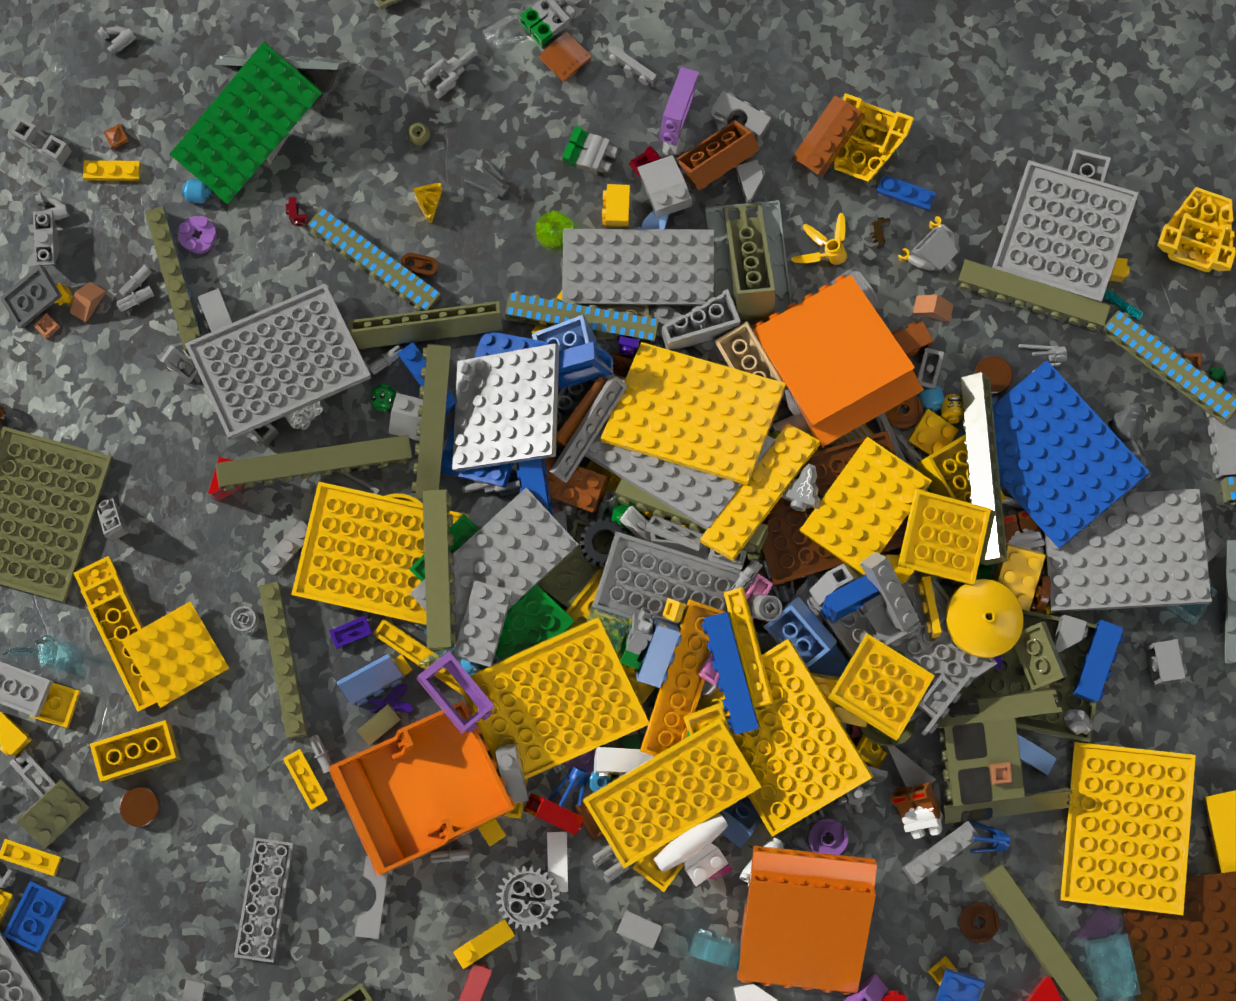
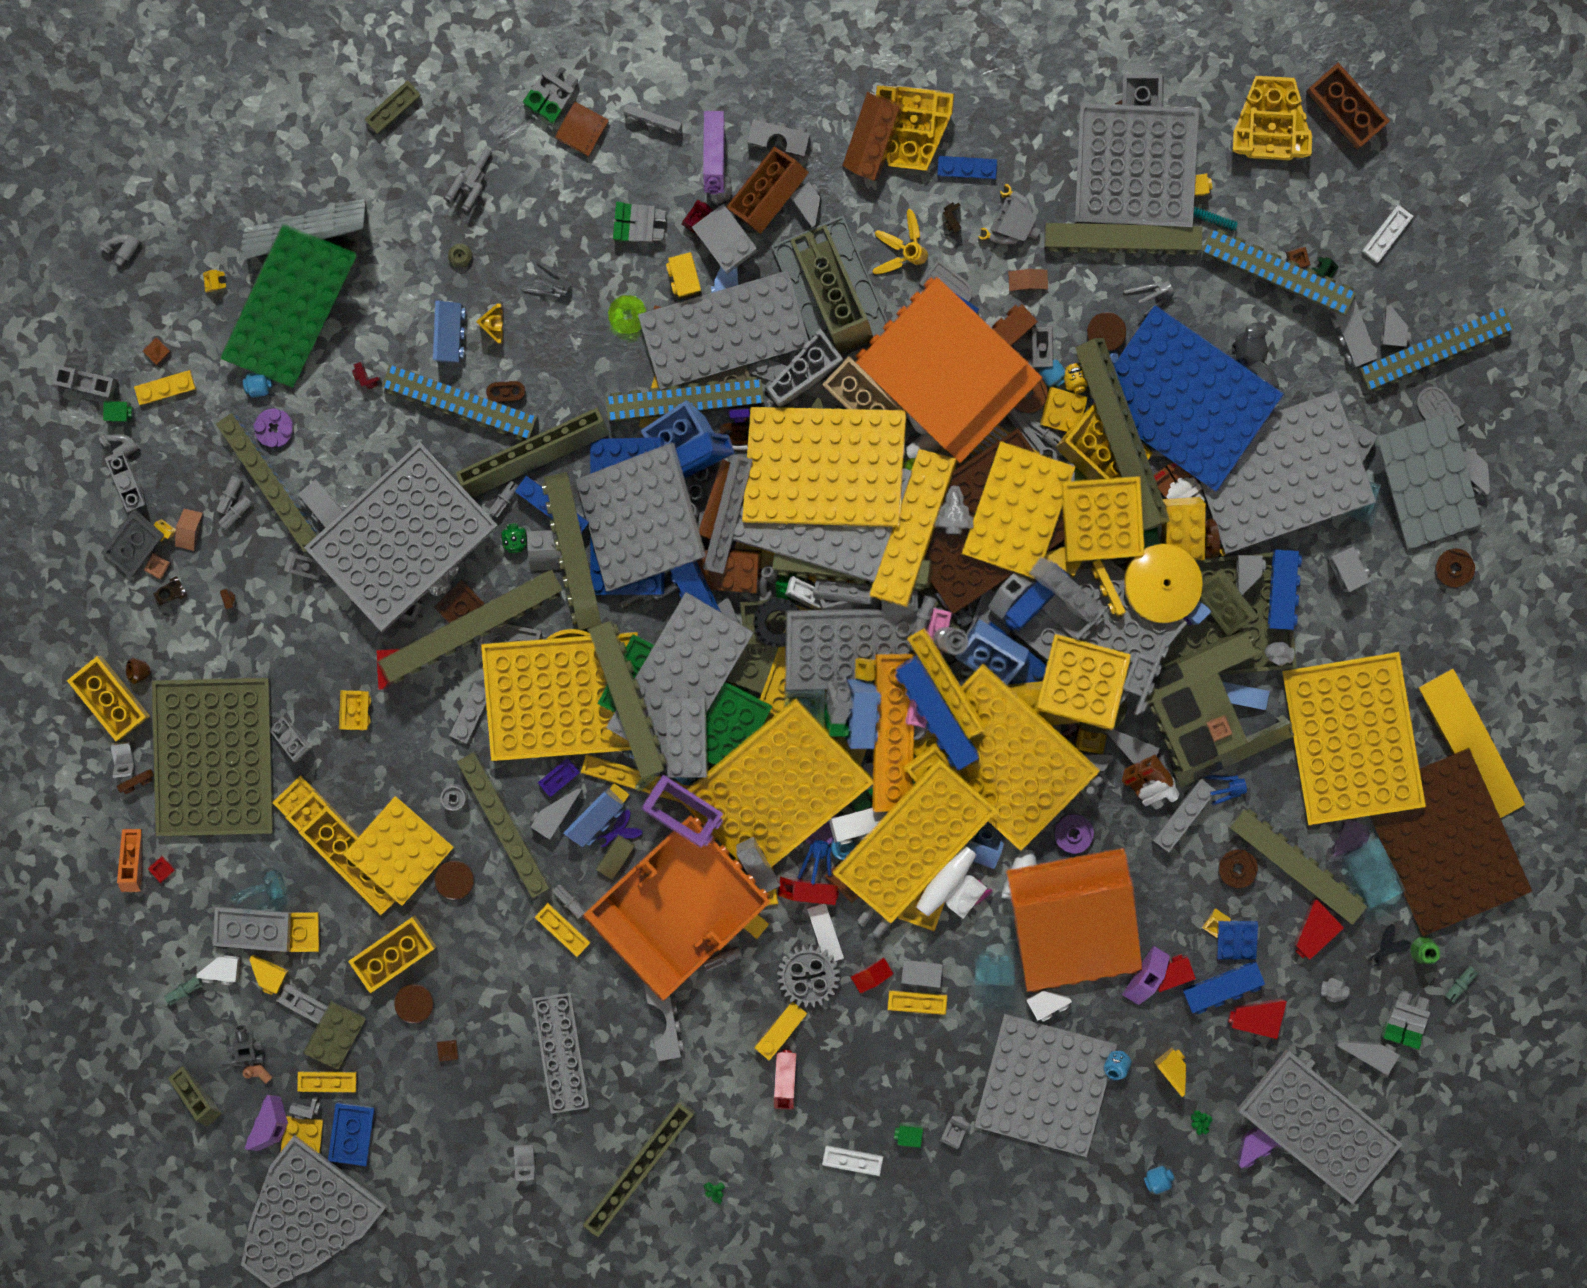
camera: 20 degrees left, 10 degrees up
(54, 351) = (173, 588): none -> dark brown plate
(60, 177) = (117, 411): none -> green brick
(100, 373) = (228, 598): none -> reddish brown tile
(156, 863) = (447, 1050): none -> reddish brown tile
(180, 510) = (354, 710): none -> yellow bracket
(186, 90) = (211, 280): none -> yellow tile
(219, 699) = (454, 880): none -> reddish brown tile
(311, 438) = (458, 602): none -> reddish brown plate
(333, 666) = (552, 816): none -> light grey slope
(384, 195) = (448, 332): none -> medium blue slope
(590, 917) = (872, 975): none -> red slope
(626, 958) = (917, 1002): none -> yellow tile
(1009, 659) = (1198, 613): none -> medium blue slope

